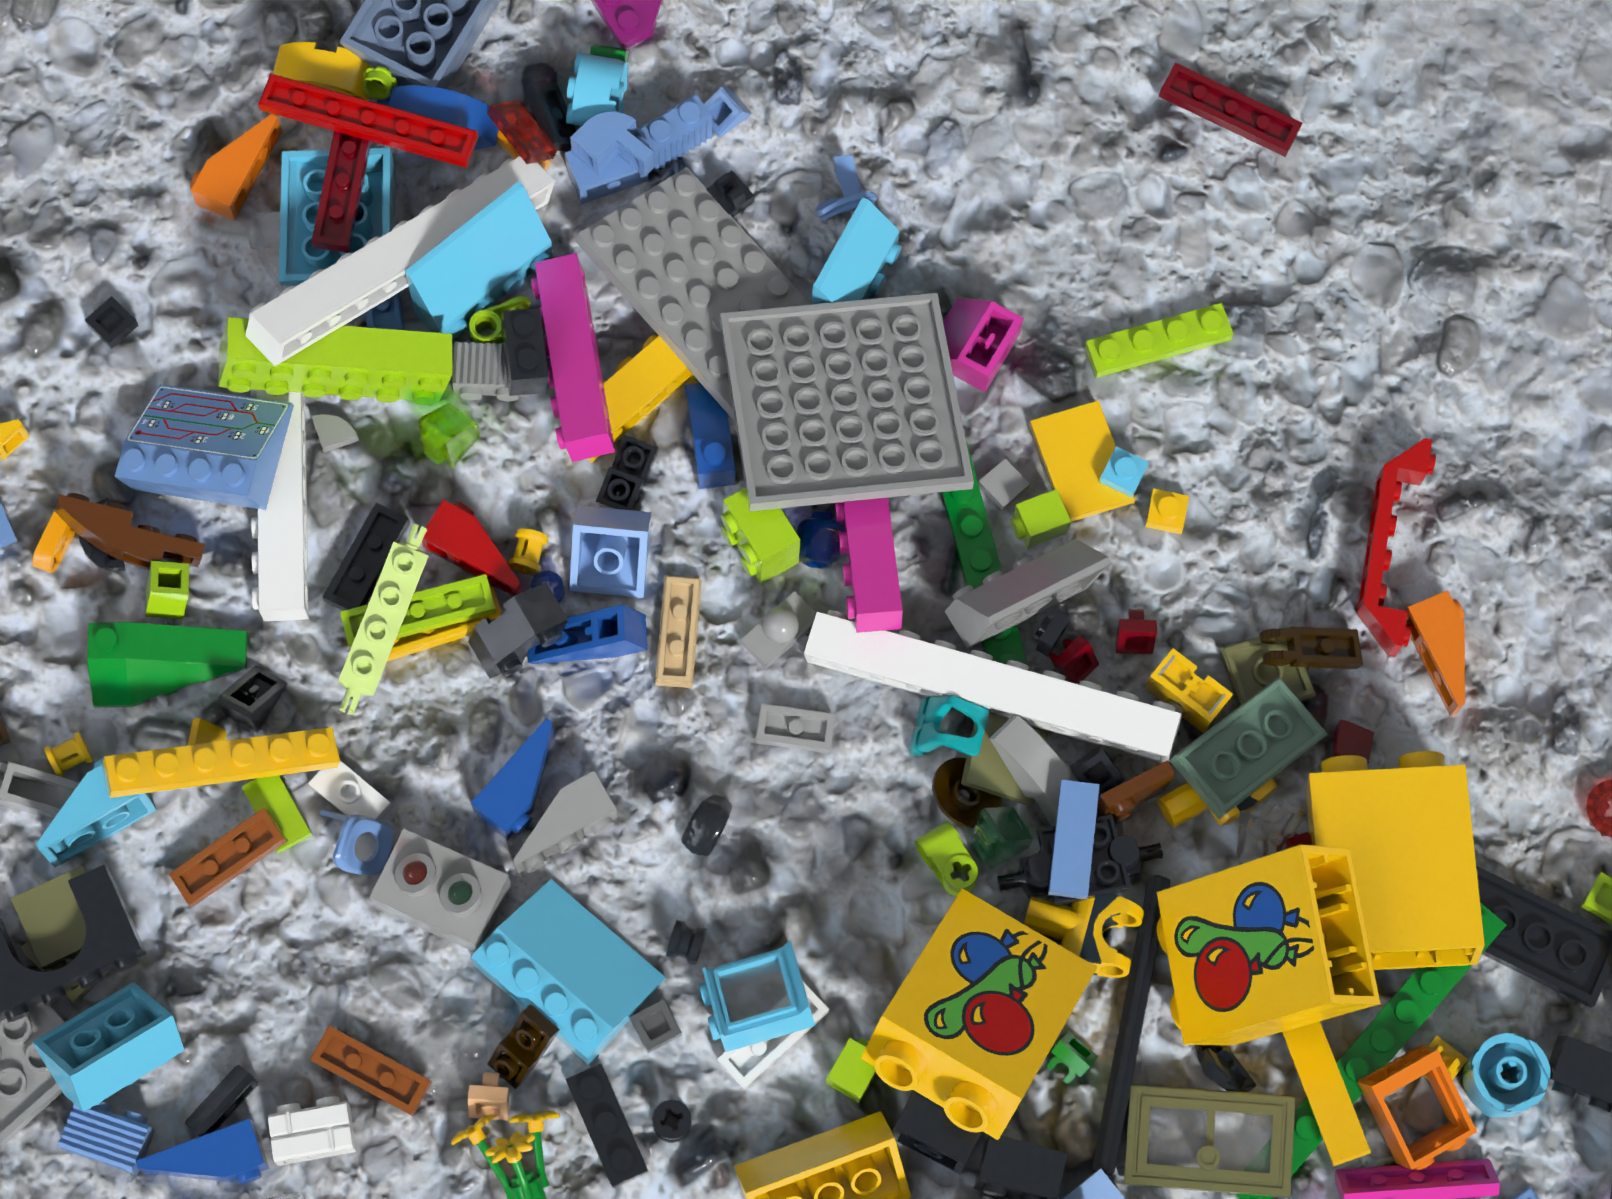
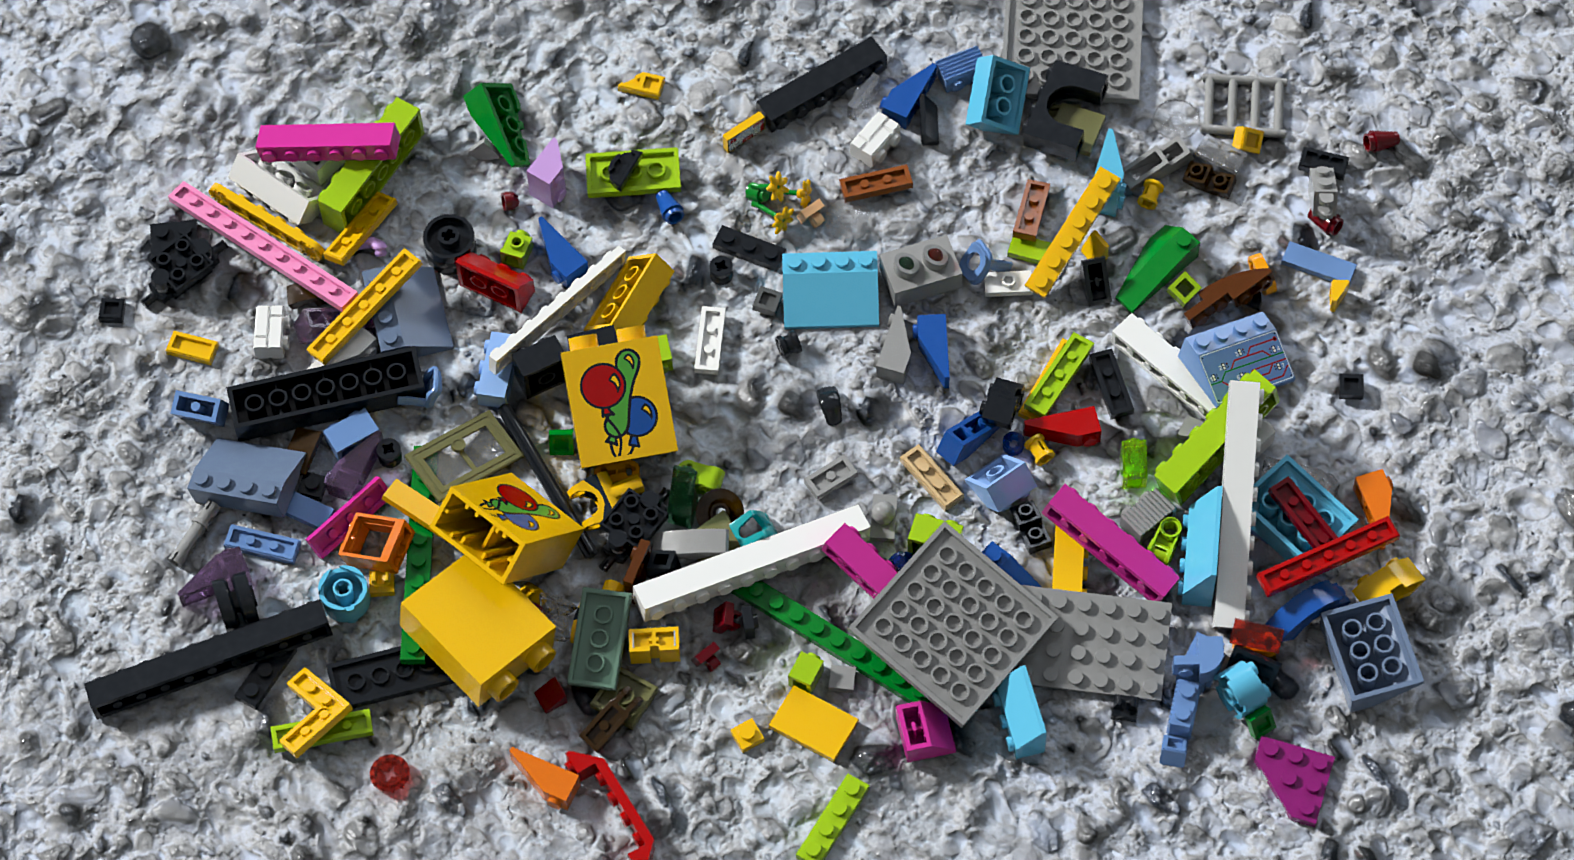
camera: 145 degrees right, 10 degrees down
(378, 82) = (1353, 596): lime plate -> none
(382, 619) = (1069, 353): yellowish green plate -> none
(523, 1046) = (817, 240): dark brown slope -> none
(524, 351) = (1134, 519): black brick -> none
(756, 998) = (732, 341): medium azure window -> none
(850, 186) = (1061, 757): medium blue piece -> none
(1025, 590) = (777, 618): light grey slope -> none
(1073, 839) = (645, 515): medium blue tile -> none
(1124, 472) = (785, 729): medium azure plate -> none

